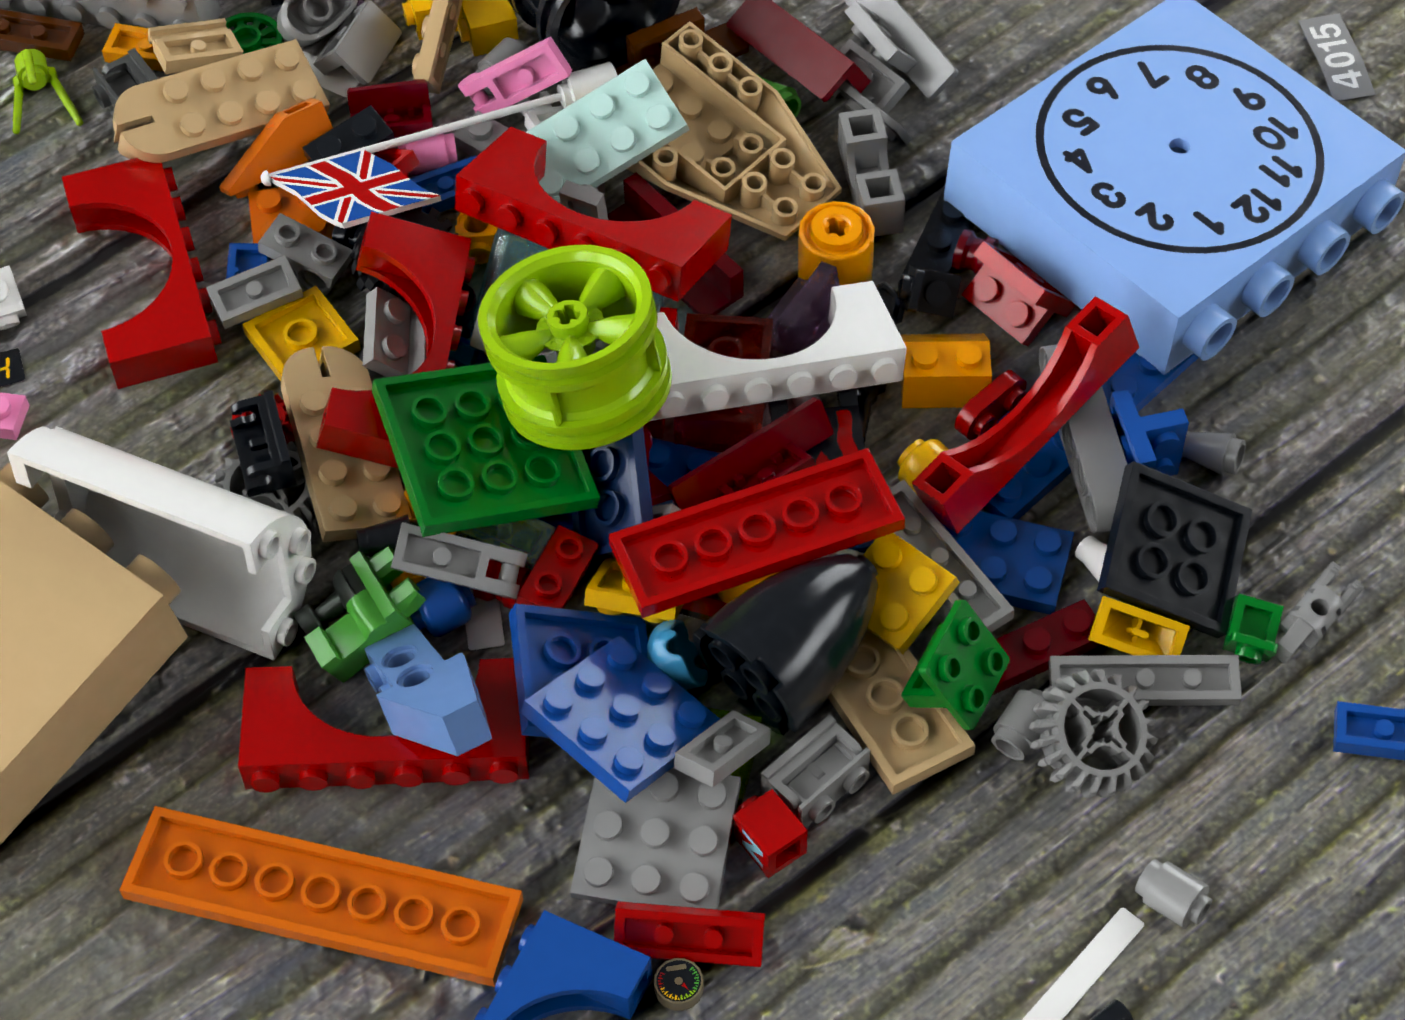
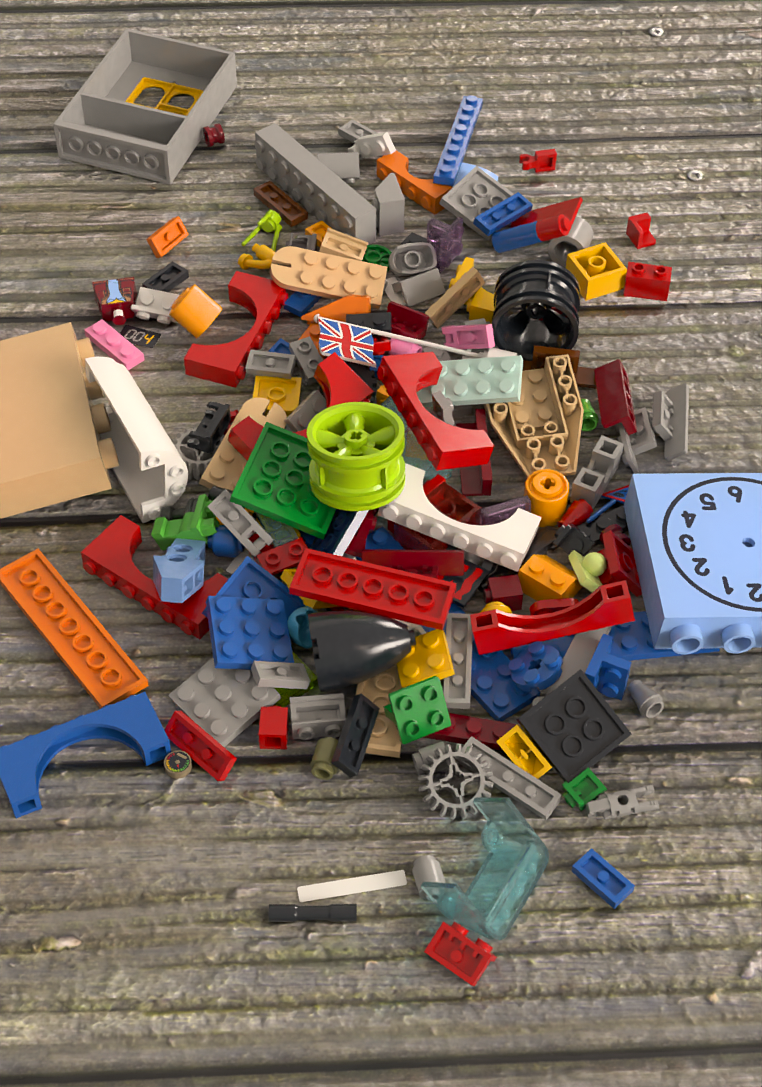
camera: 35 degrees right, 5 degrees down
(60, 277) = (194, 310): none -> light orange piece
(83, 128) = (262, 252): none -> yellow plant
(198, 173) = (300, 303): none -> blue plate
(883, 824) = (322, 757): none -> olive brick
(891, 251) = (576, 514): none -> red cone
(901, 422) = (505, 590): none -> dark red brick
(905, 763) = (355, 735): none -> black plate
(917, 186) = (616, 495): none -> blue piece
(988, 316) = (588, 568): none -> yellowish green tile
(1042, 479) = (524, 671): none -> blue plate
(1260, 819) = (505, 878): none -> clear light blue windscreen
(1308, 965) = (459, 952): none -> red bracket

